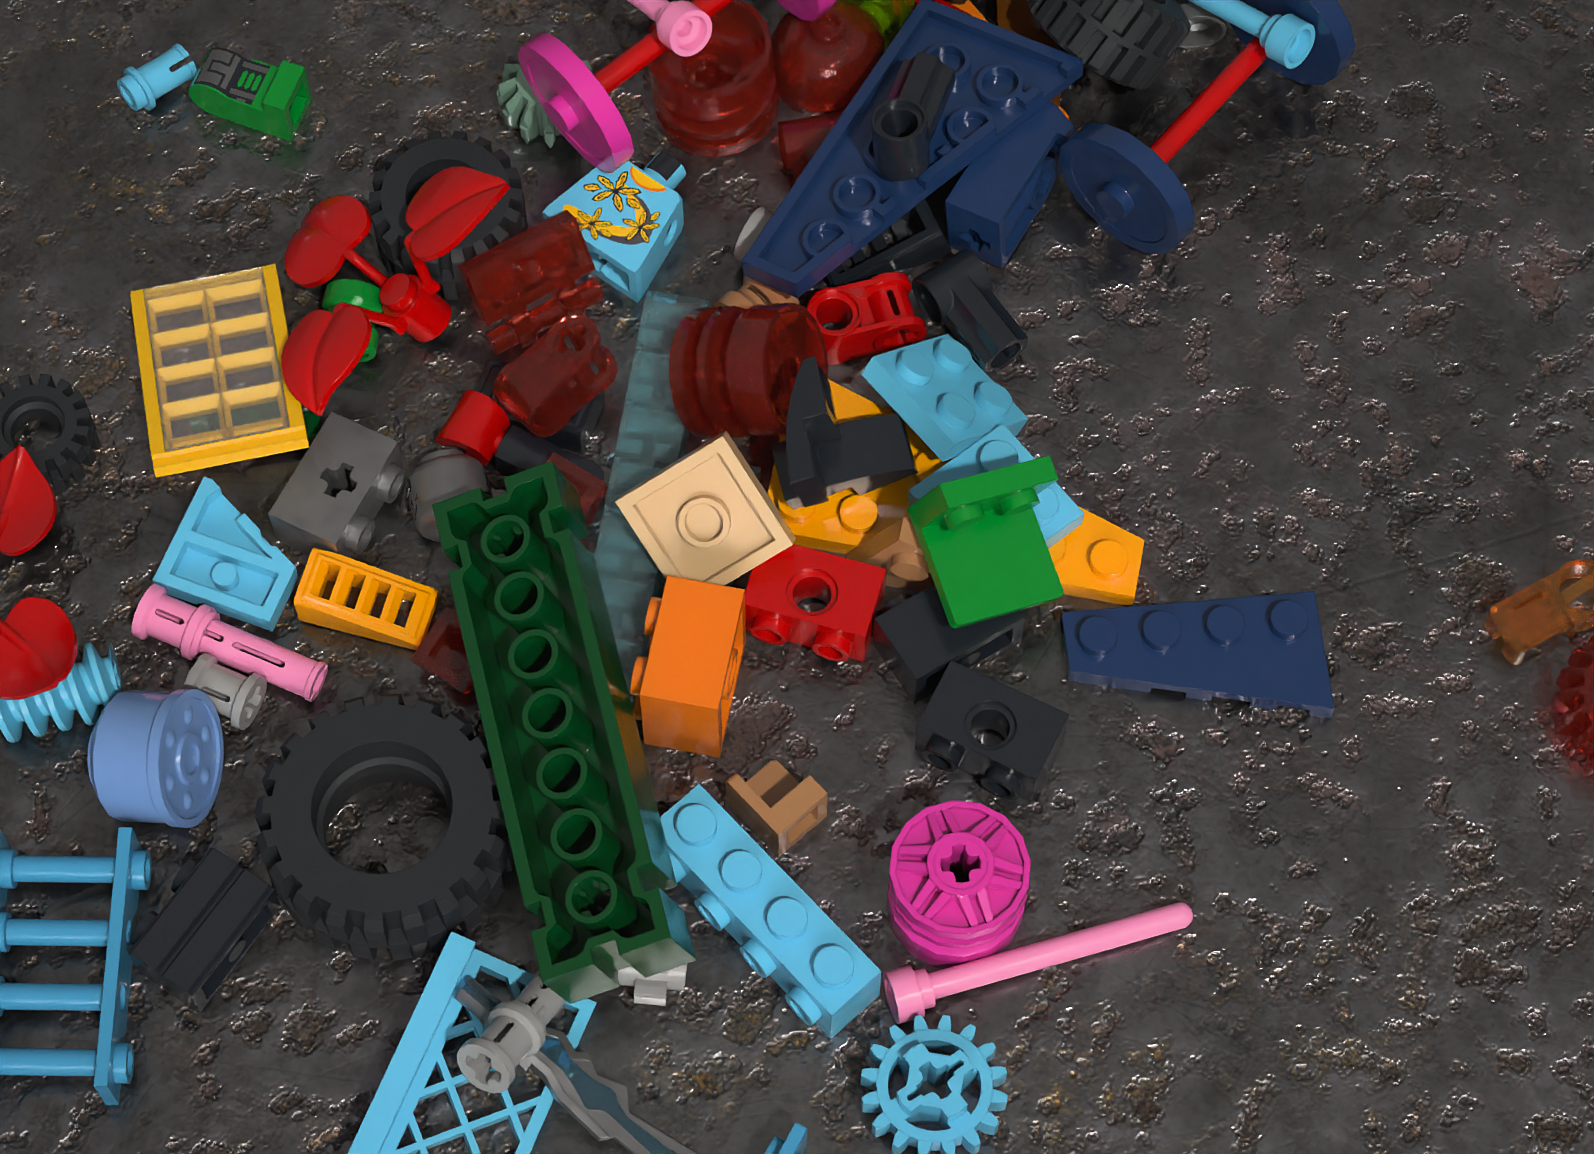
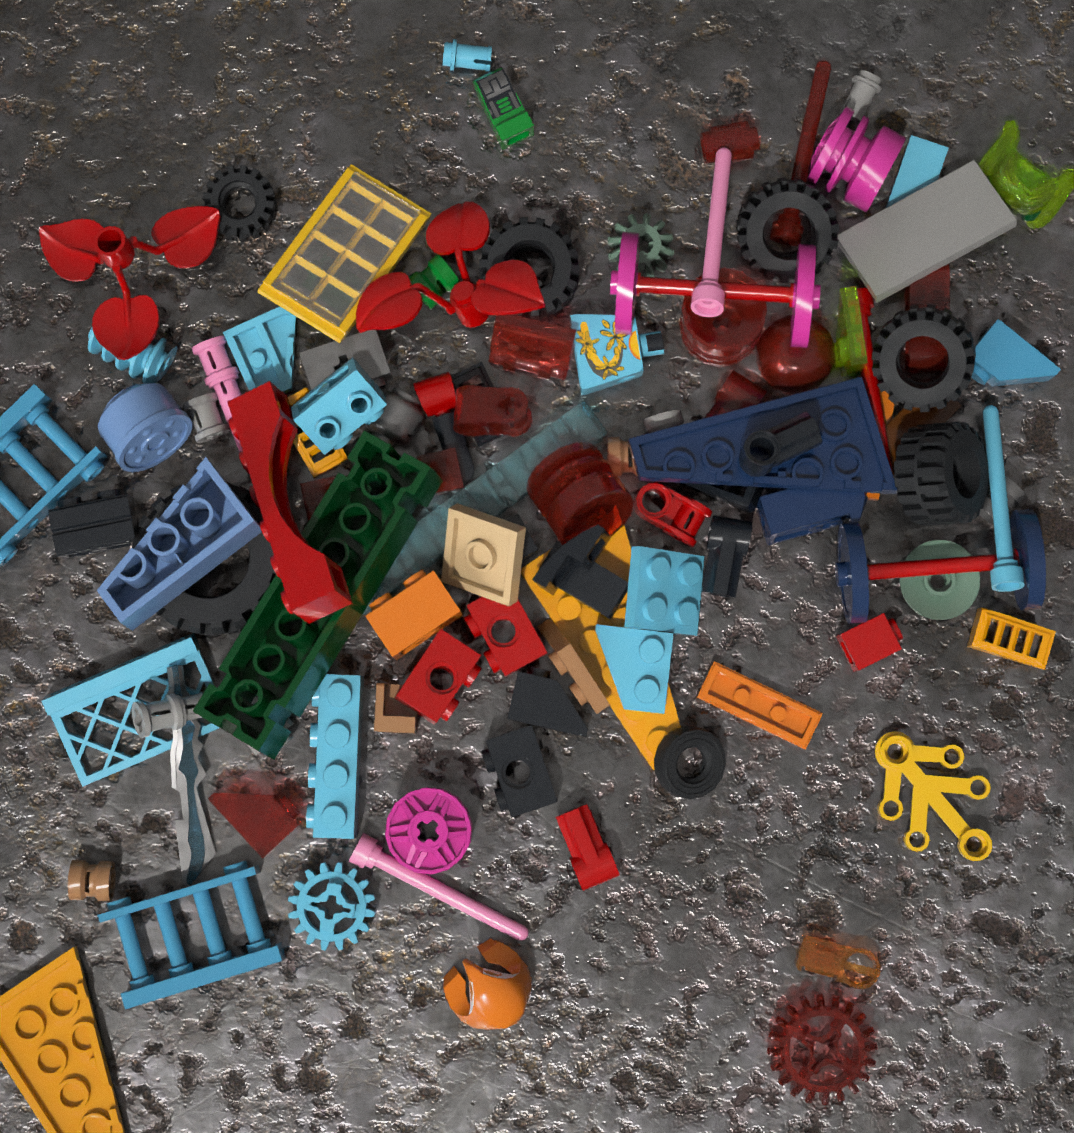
camera: 45 degrees right, 20 degrees up
(342, 800) = (180, 547): none -> medium blue wedge
(376, 519) = (339, 407): none -> medium azure brick
(526, 679) = (266, 433): none -> red arch
(739, 1073) = (259, 818): none -> clear red slope
(786, 681) = (447, 654): none -> red brick
(988, 542) = (595, 694): green bracket -> none
(1147, 569) = (712, 762): none -> black tyre
(1169, 752) = (589, 854): none -> red piece
(1172, 430) = (759, 705): none -> orange tile
(1216, 256) = (870, 641): none -> red brick
(1223, 648) = (667, 831): dark blue wing -> none
(1233, 981) = (495, 997): none -> orange piece
(1245, 125) = (949, 600): none -> sand green dish
(1330, 158) = (980, 629): none -> light orange slope
(1447, 351) = (927, 791): none -> yellow plant

